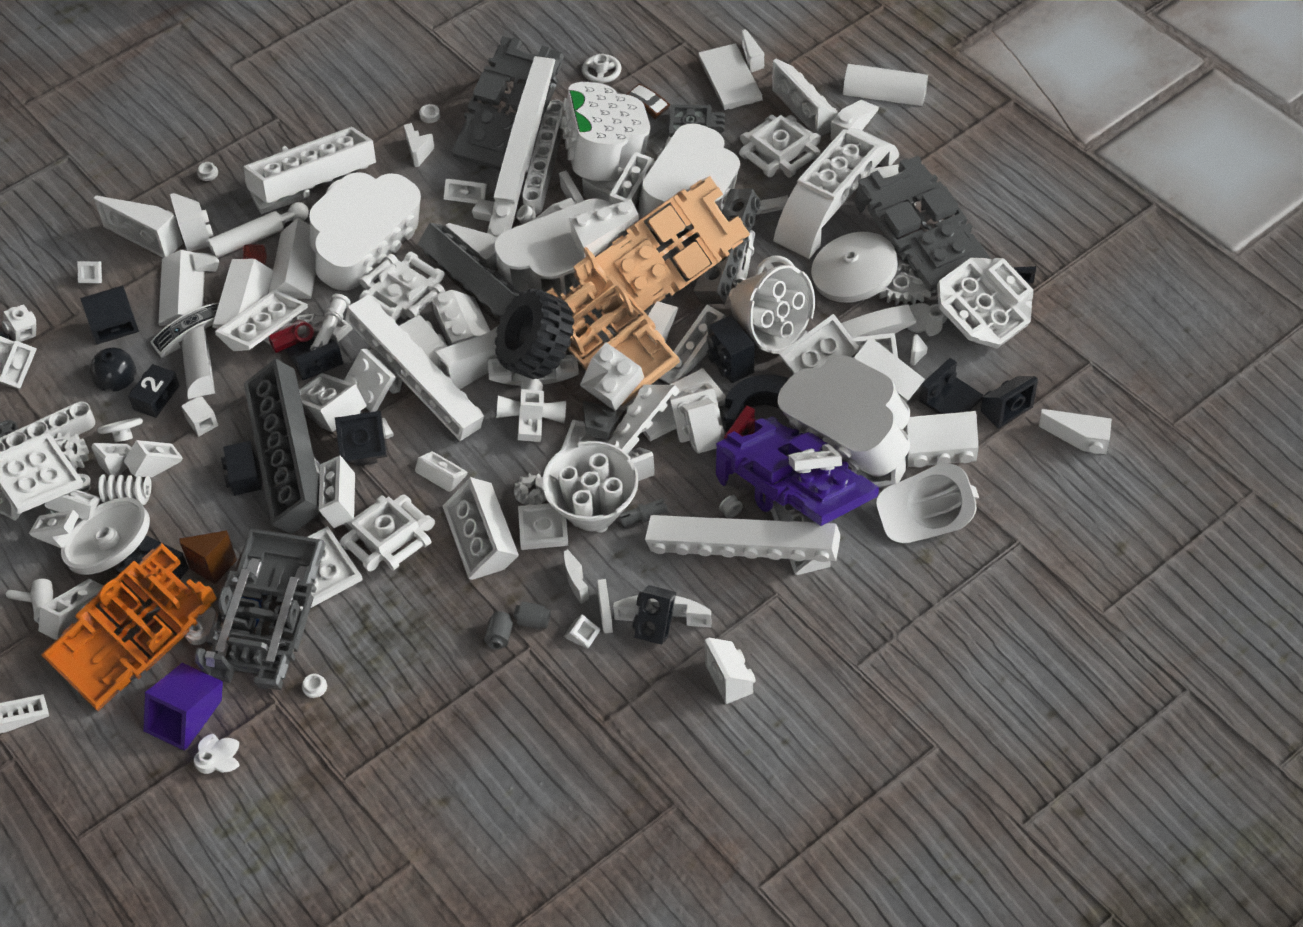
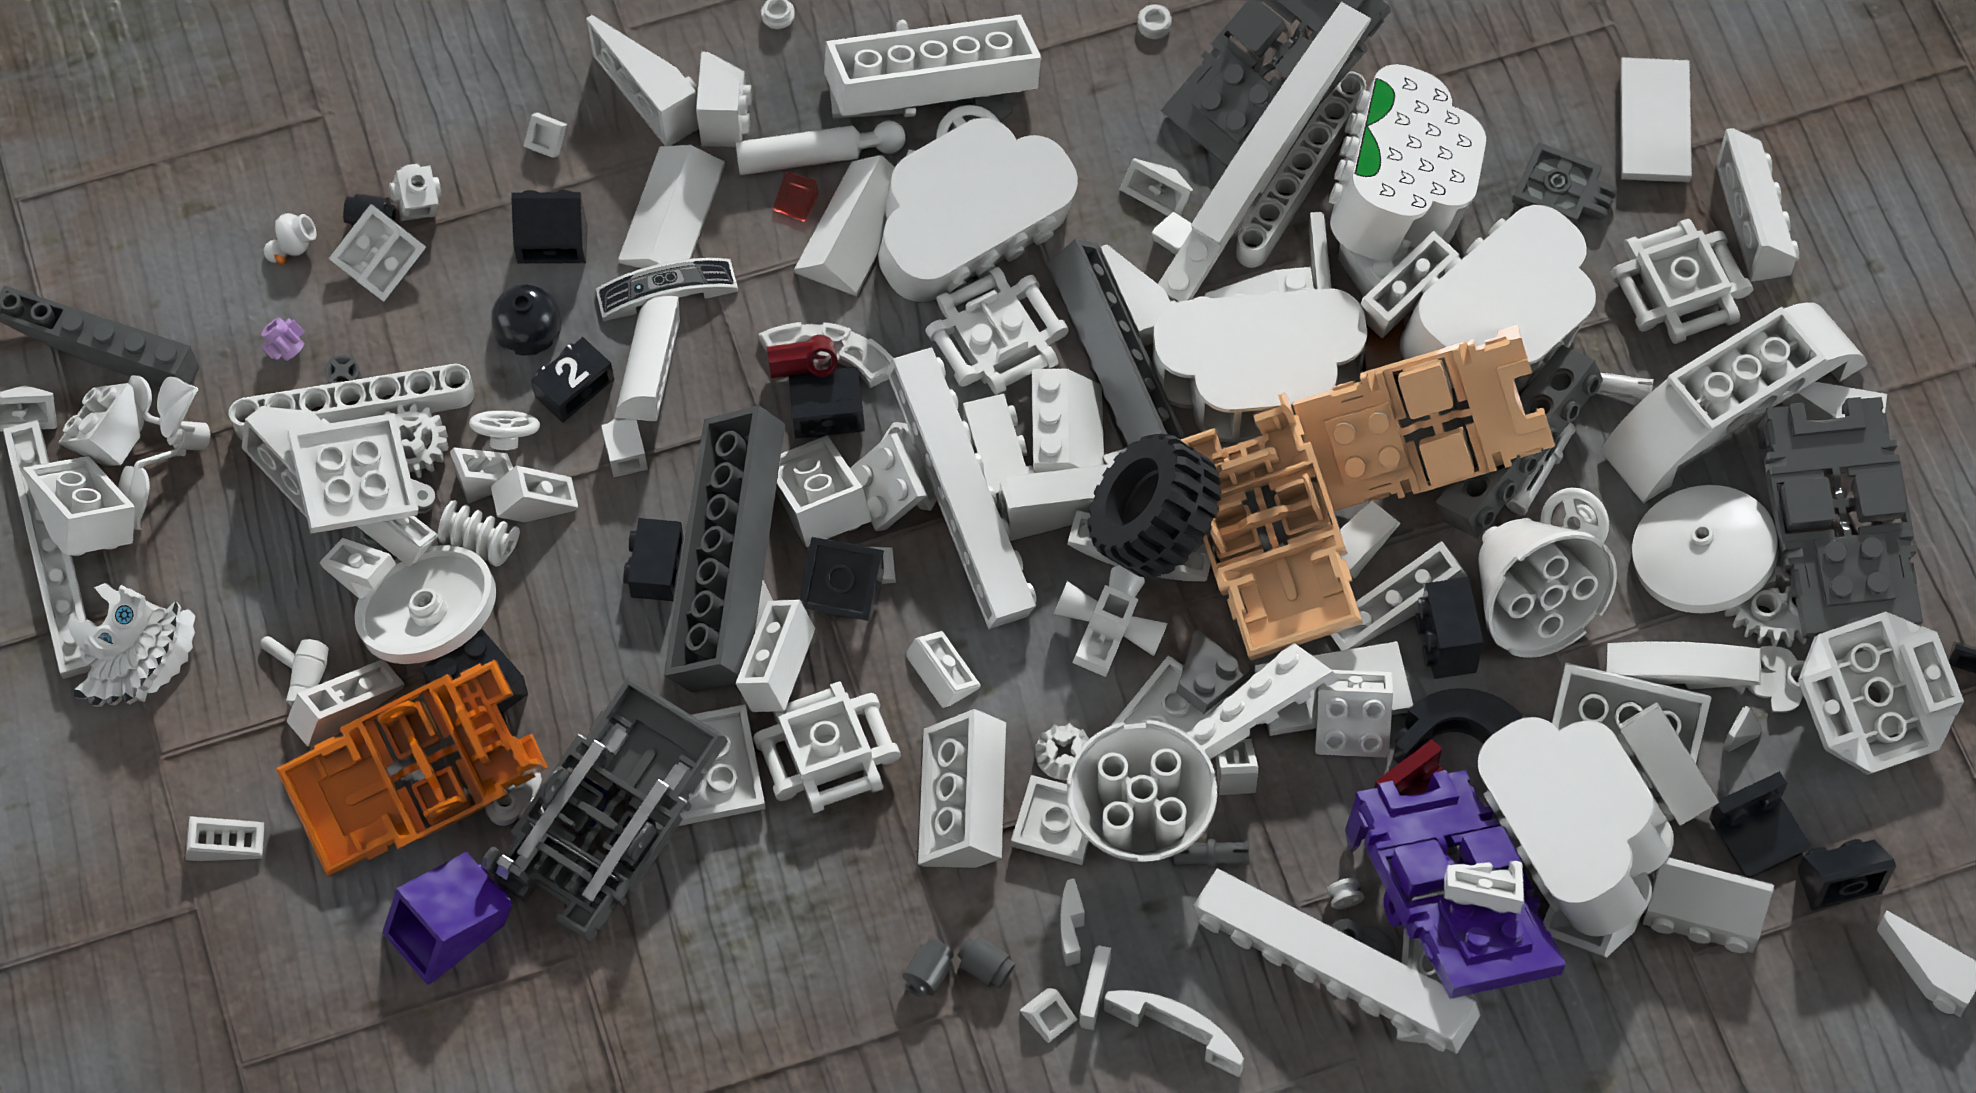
camera: 20 degrees right, 10 degrees up
(205, 261) = (720, 176): white slope -> none
(209, 554) = (561, 691): reddish brown slope -> none
(216, 754) = (474, 1008): white plate -> none
(245, 285) = (755, 263): white slope -> none
(260, 321) = (765, 318): white slope -> none
(314, 686) = (639, 955): white plate -> none
(333, 316) = (875, 348): white pin -> none
(419, 146) = (1114, 80): white slope -> none
(526, 214) = (1233, 265): white plate -> none
(601, 64) = (1453, 15): white piece -> none
(602, 226) = (1329, 355): white wedge -> none
(611, 376) = (1246, 616): white slope -> none
(653, 102) = (1506, 119): slope -> none
(659, 616) = (1163, 1037): black brick -> none
(703, 425) = (1355, 746): white brick -> none
(752, 52) = (1710, 90): white slope -> none
(819, 346) = (1582, 686): white plate -> none
(854, 116) = (1819, 272): white slope -> none
(885, 84) = (1900, 225): white brick -> none
(927, 504) = (1638, 1007): white piece -> none

